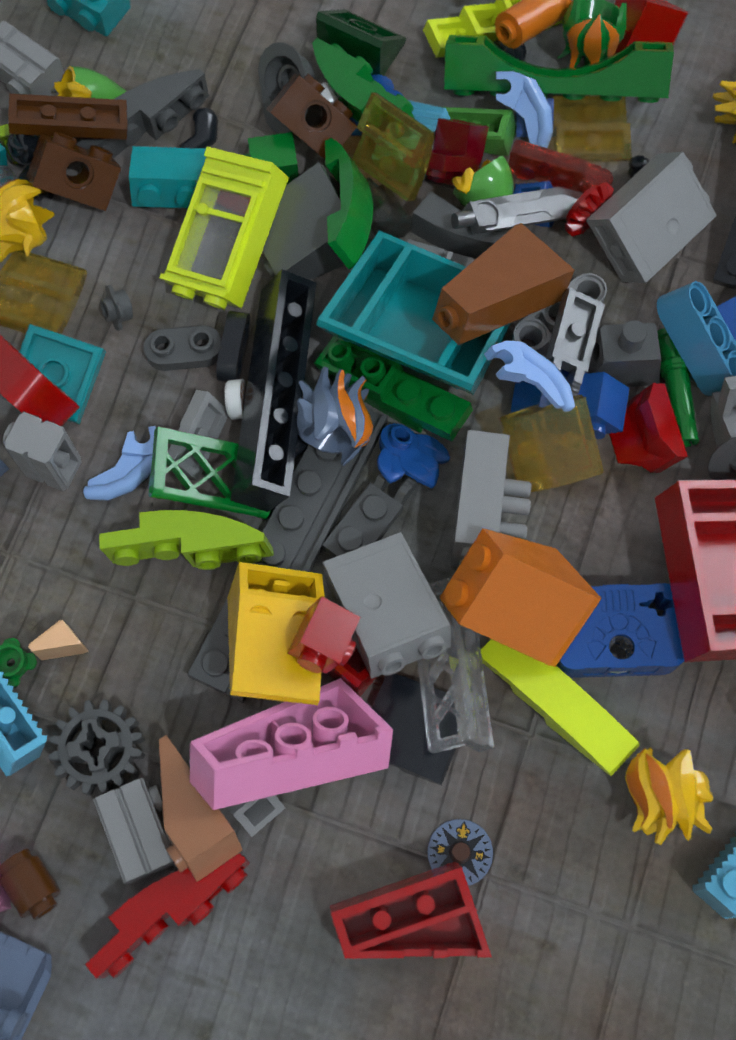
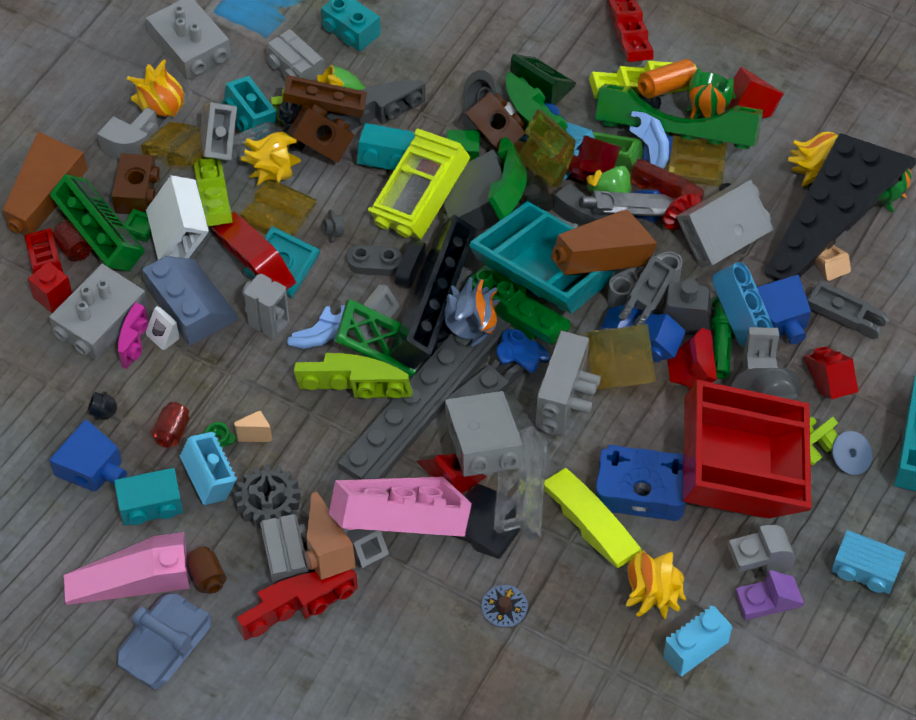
camera: 10 degrees right, 15 degrees down
(205, 129) = (418, 120): black arm -> none
(235, 398) = (404, 295): white tile -> none
(263, 619) = (404, 434): yellow slope -> none
(324, 637) = (436, 436): red brick -> none
(412, 919) = (462, 630): red wedge -> none
(520, 595) = (574, 438): orange slope -> none
(528, 365) = (608, 293): light blue piece -> none

